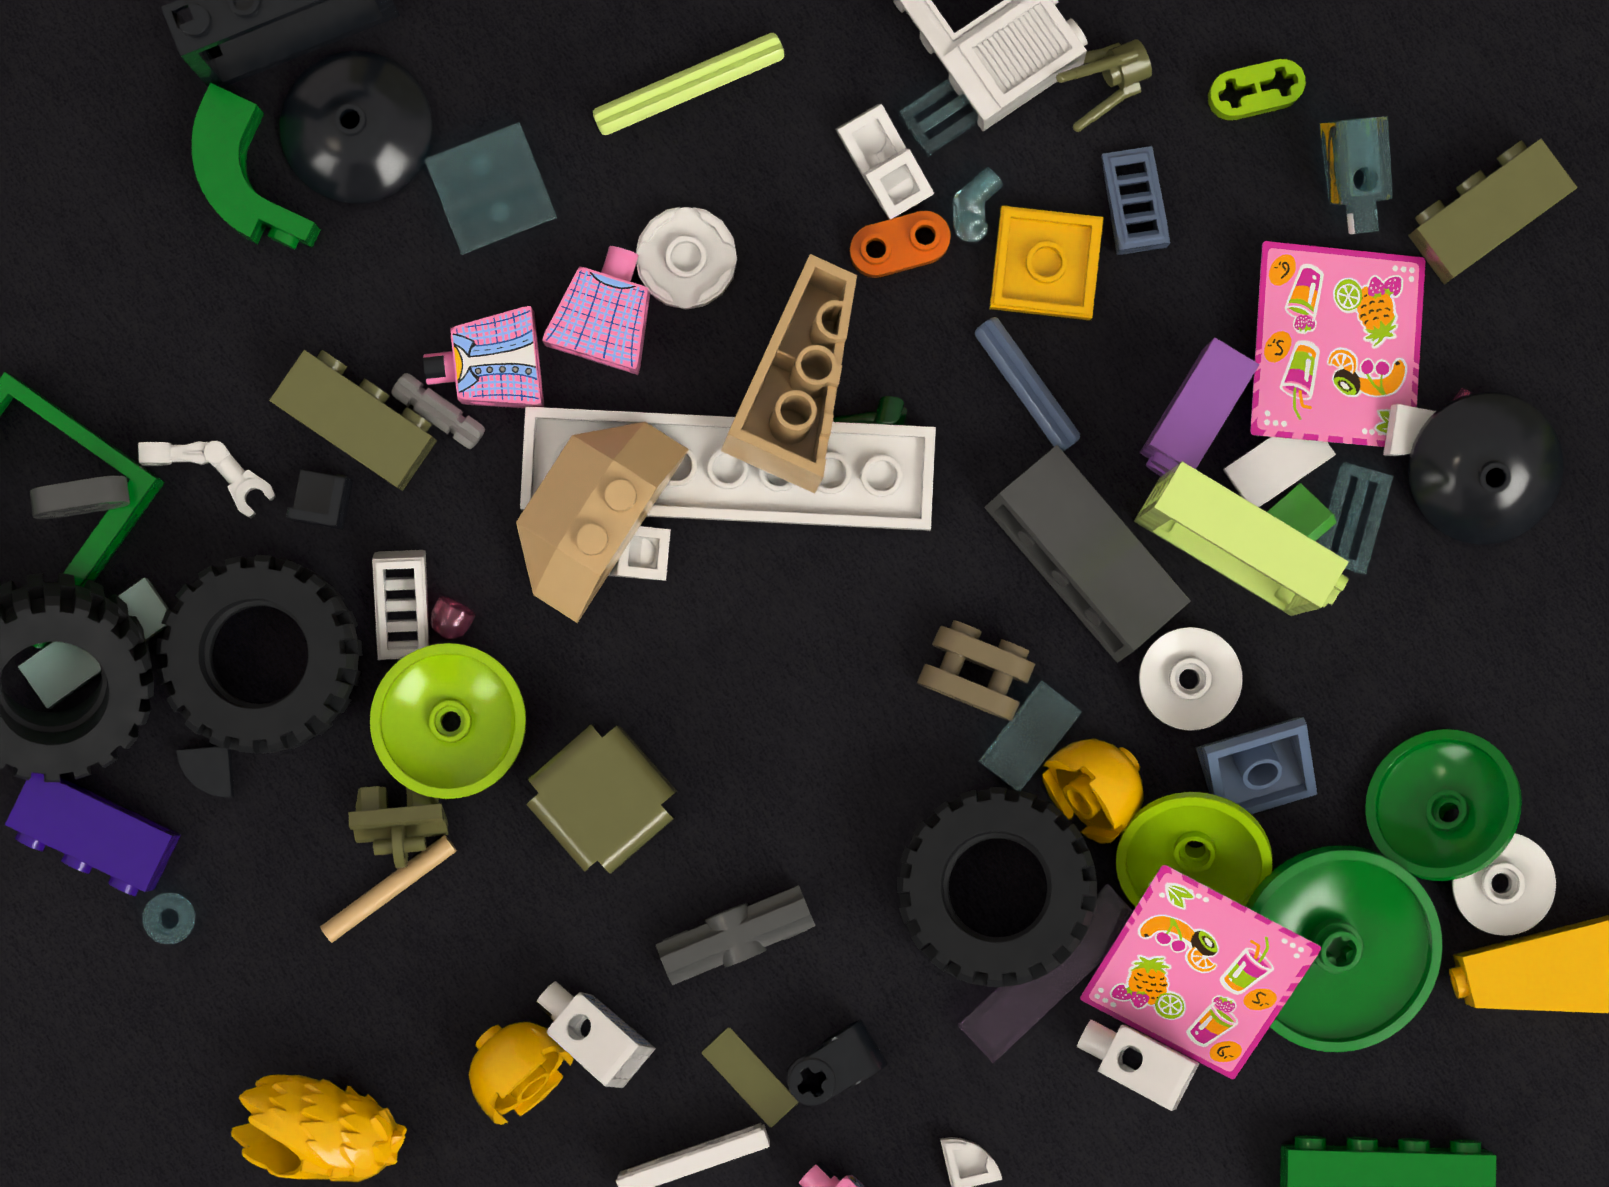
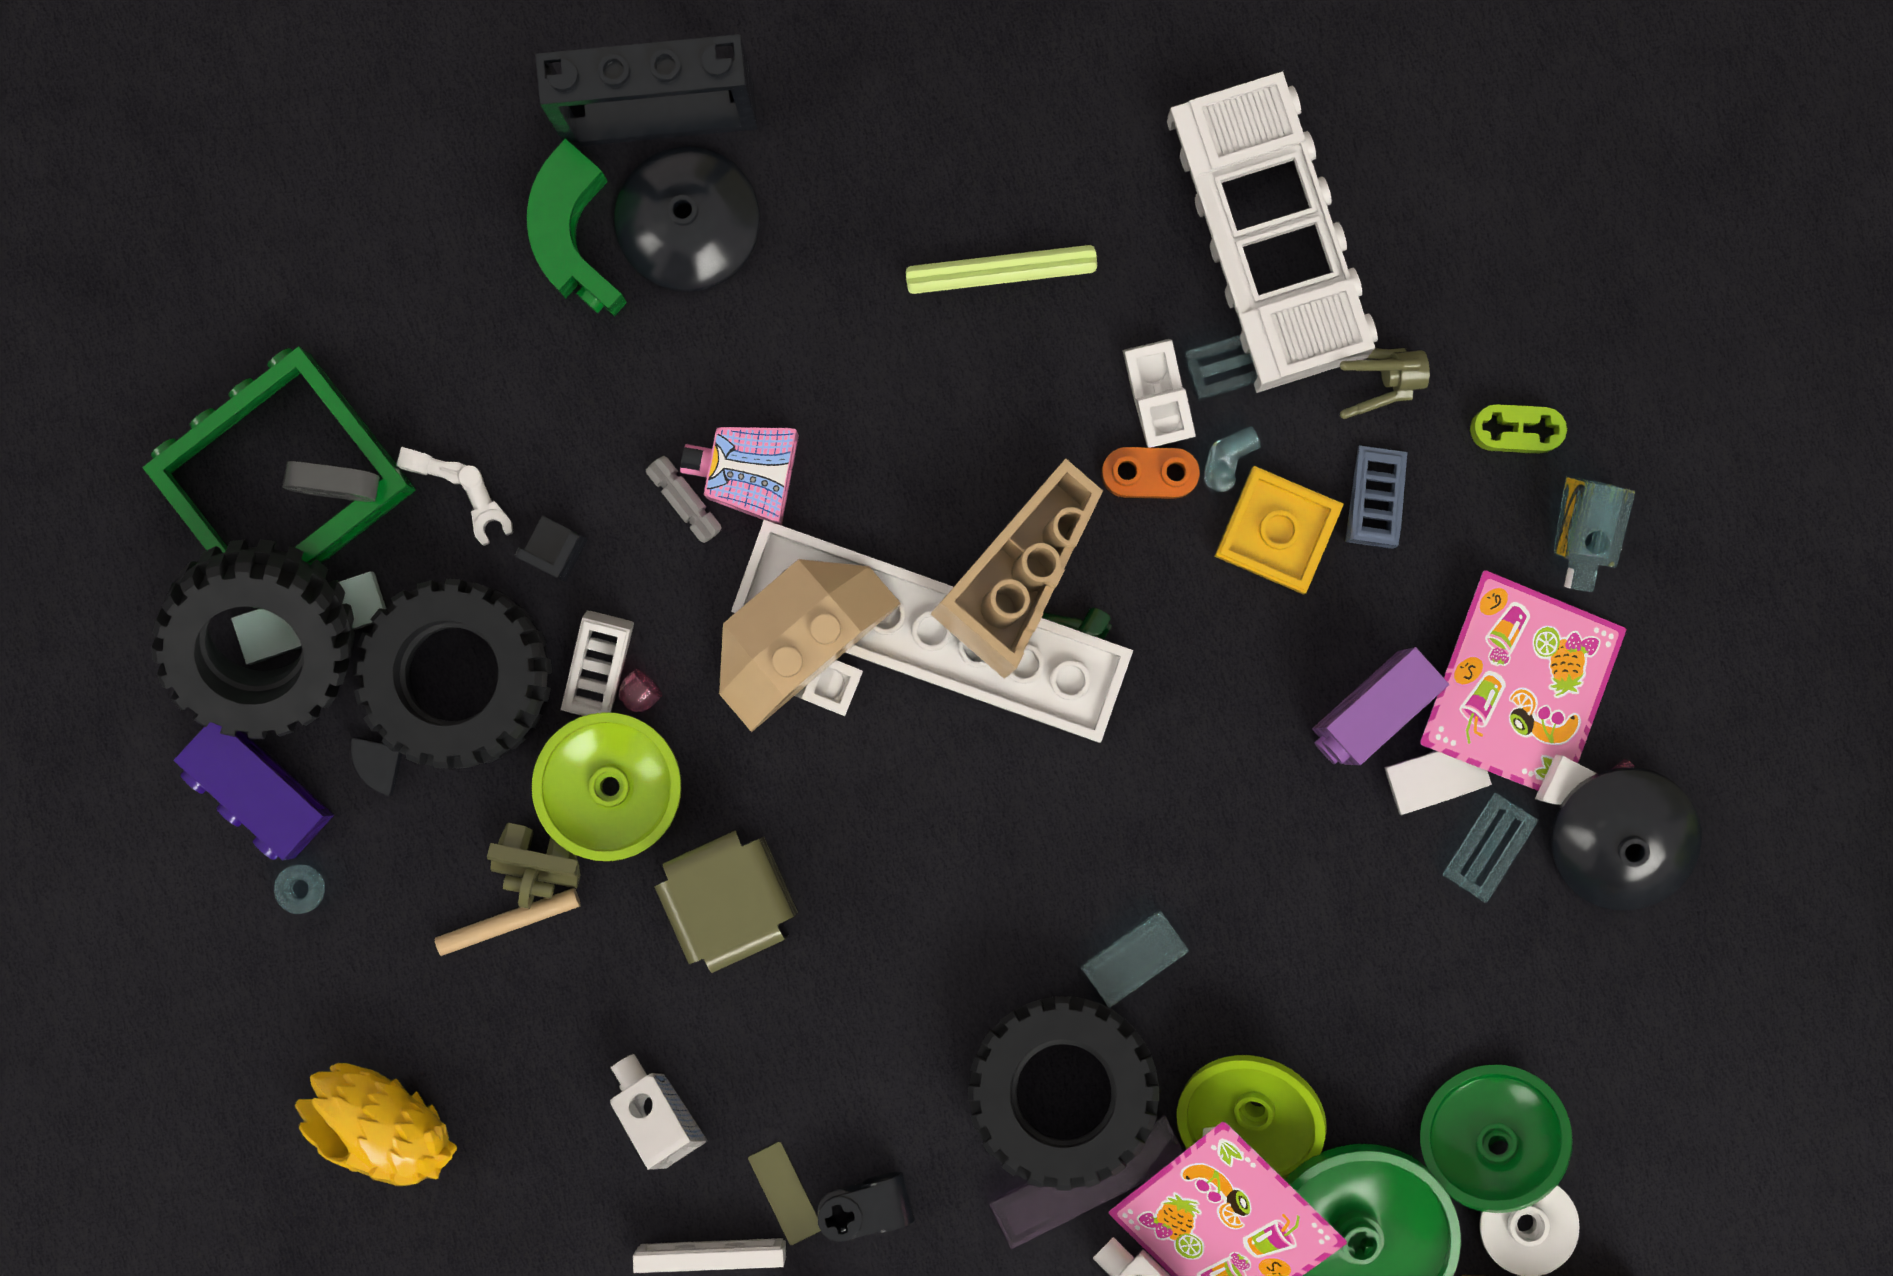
camera: 15 degrees right, 0 degrees up
(355, 417) = (605, 483): olive brick -> none
(490, 188) = (792, 310): clear light blue slope -> none
(515, 1069) = (571, 1123): yellow cylinder -> none
(603, 314) = (860, 456): bright pink torso -> none
(686, 257) = (951, 427): white tile -> none
(735, 935) = (810, 1060): dark grey piece -> none
(963, 643) = (1099, 855): dark tan brick -> none
(1027, 384) = (1228, 636): sand blue axle -> none
(1087, 554) = (1237, 809): dark grey brick -> none
(1096, 785) = (1183, 1023): yellow cylinder -> none
(1217, 674) = (1322, 956): white dish -> none
(1242, 542) = (1386, 844): yellowish green window -> none
(1261, 766) = (1338, 1050): sand blue slope -> none
(1304, 513) = (1441, 834): bright green tile -> none
(1490, 209) = (1701, 603): olive brick -> none

